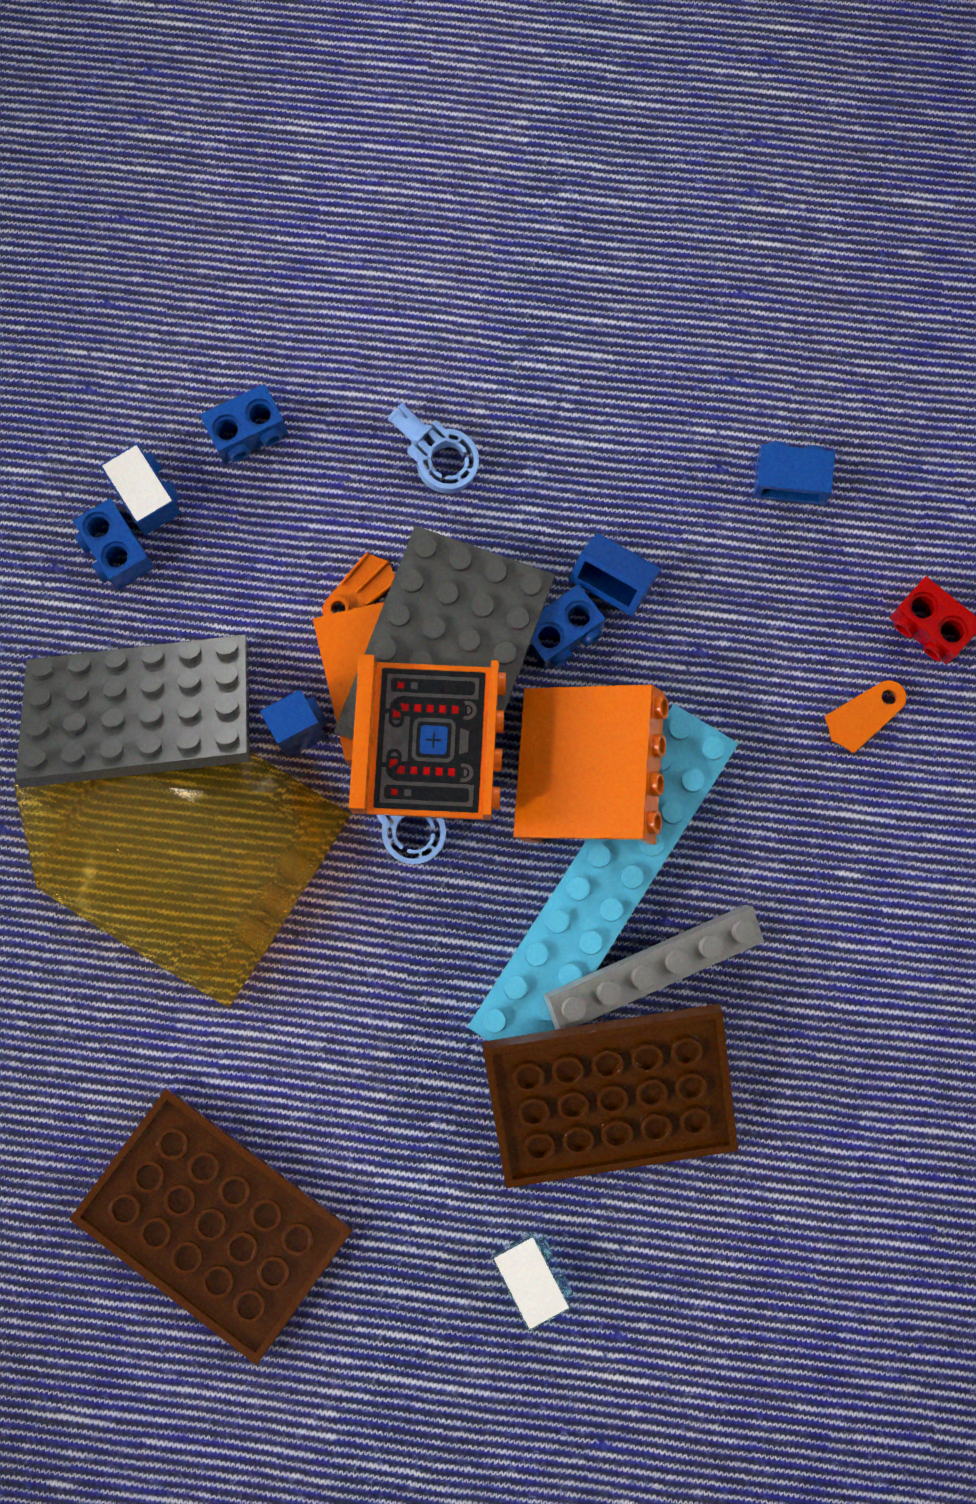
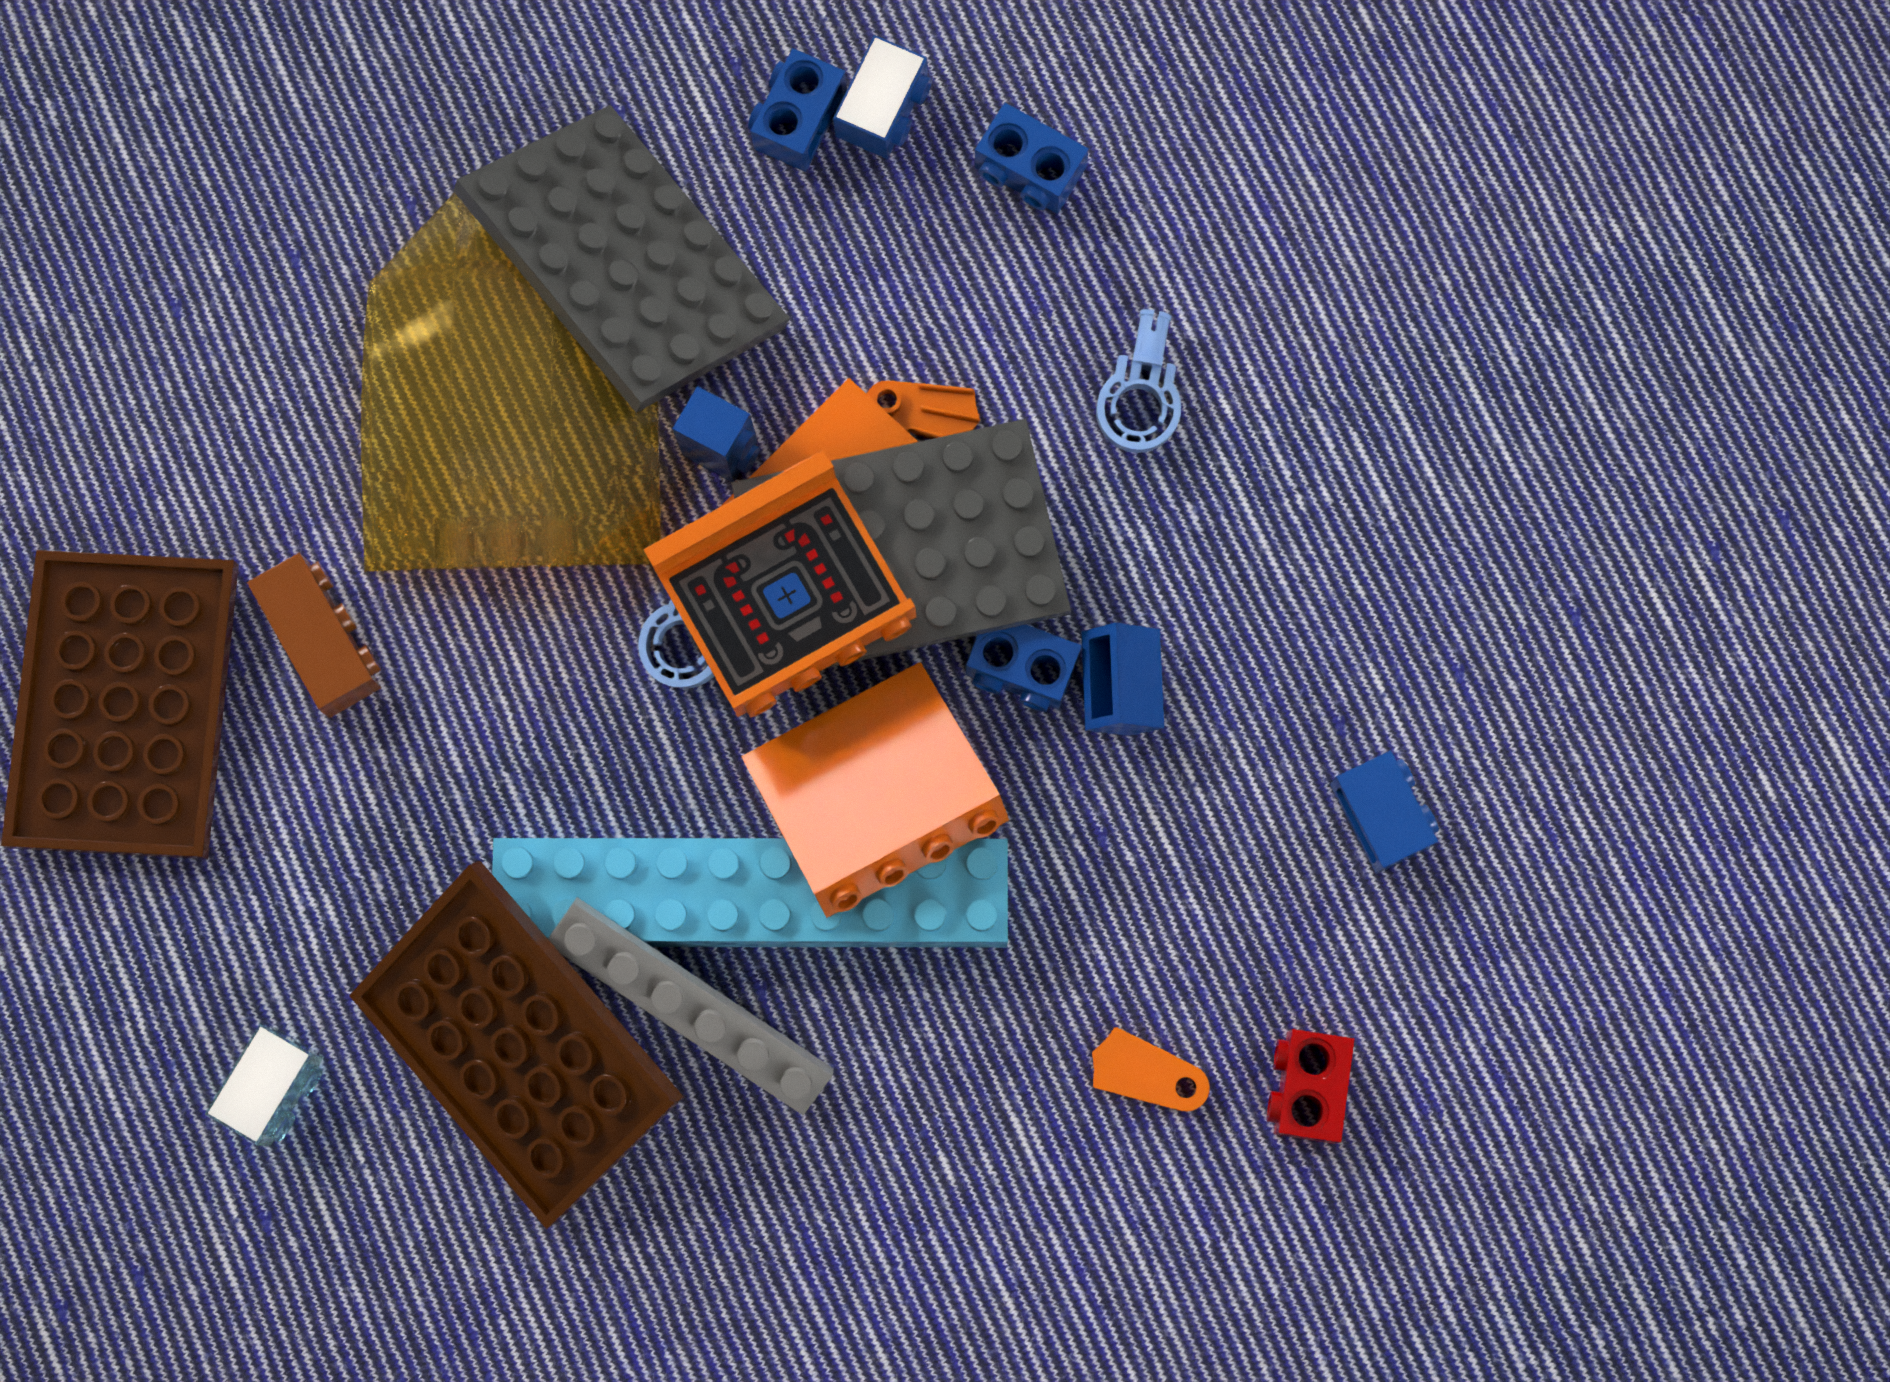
camera: 55 degrees right, 0 degrees up
(250, 1063) = (316, 634): none -> dark orange brick

